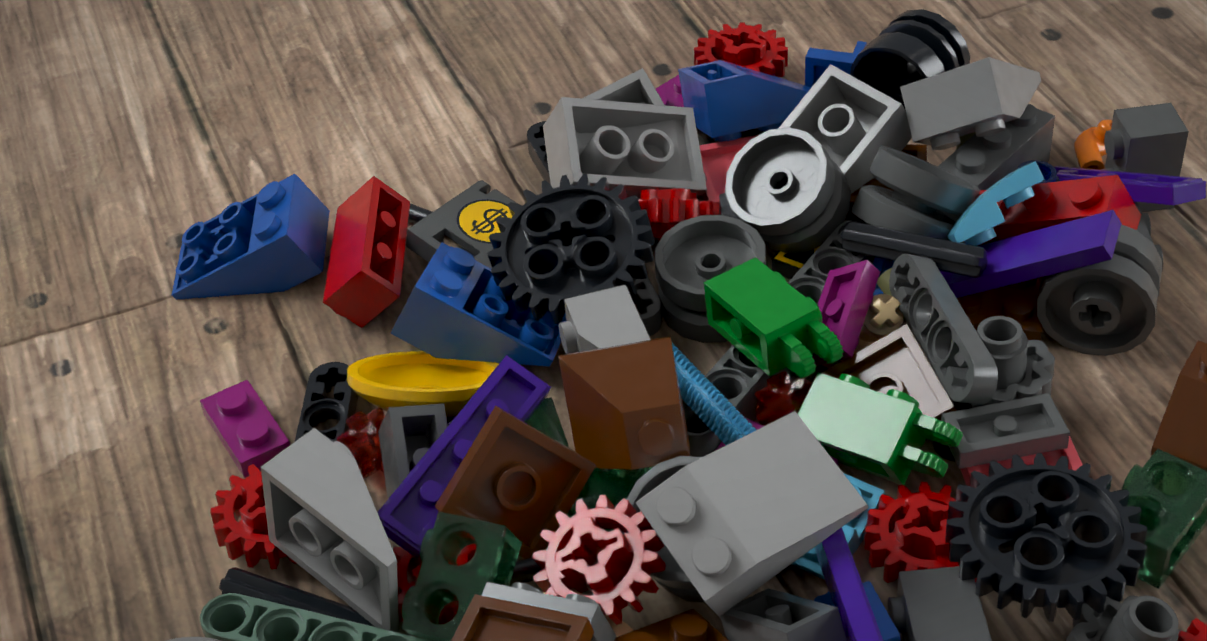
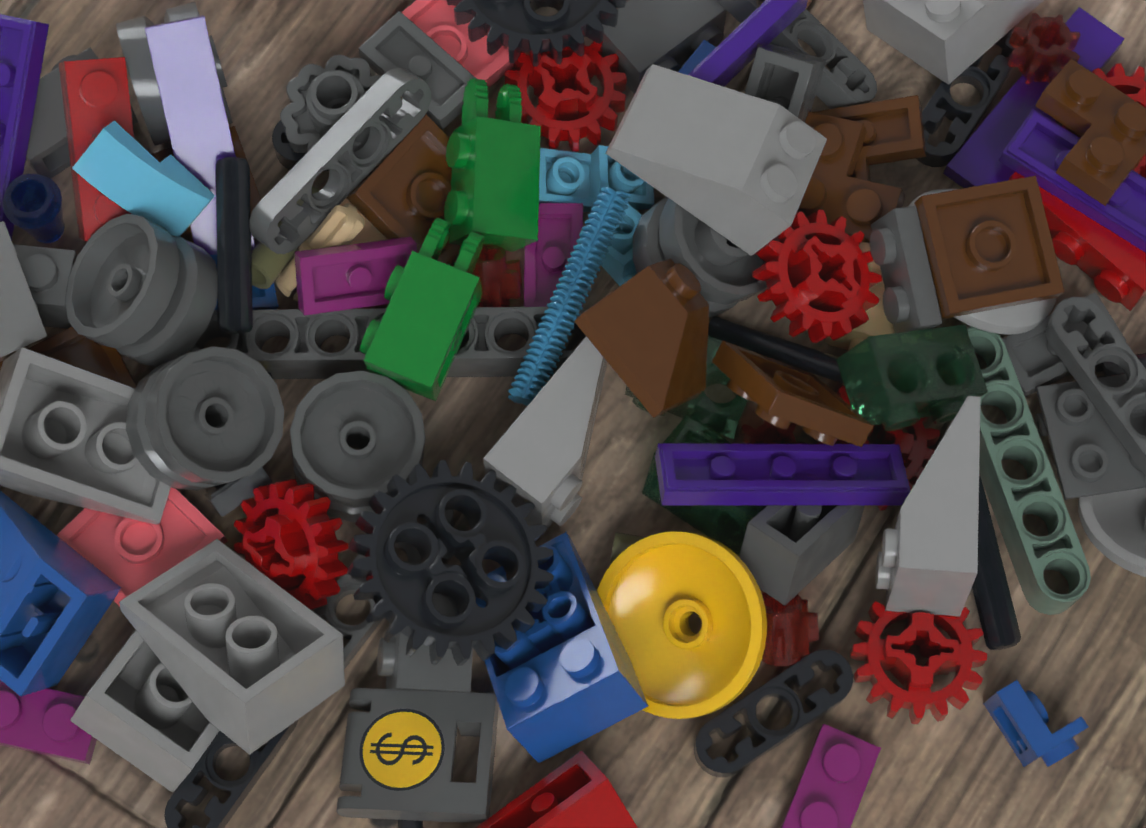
camera: 130 degrees left, 30 degrees up
(157, 547) = (1024, 726): none -> blue bracket

